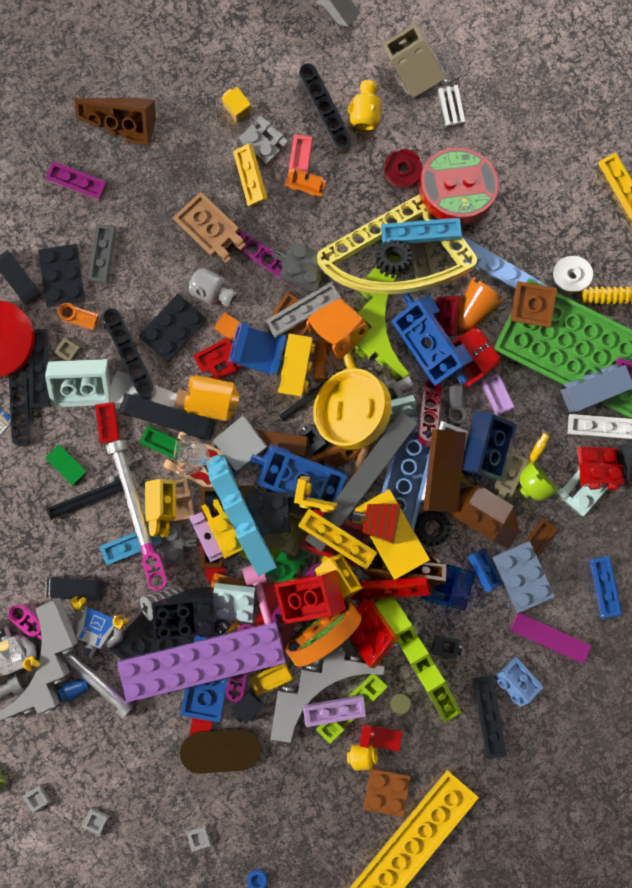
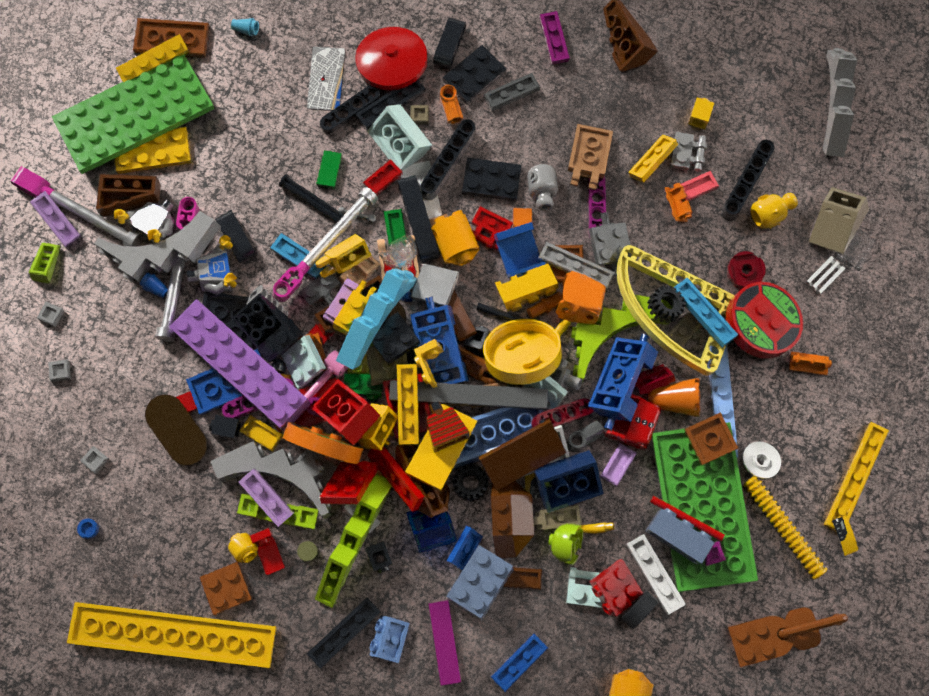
camera: 55 degrees right, 10 degrees down
(517, 174) = (809, 363): none -> orange hinge
(582, 370) = (682, 515): none -> red bar

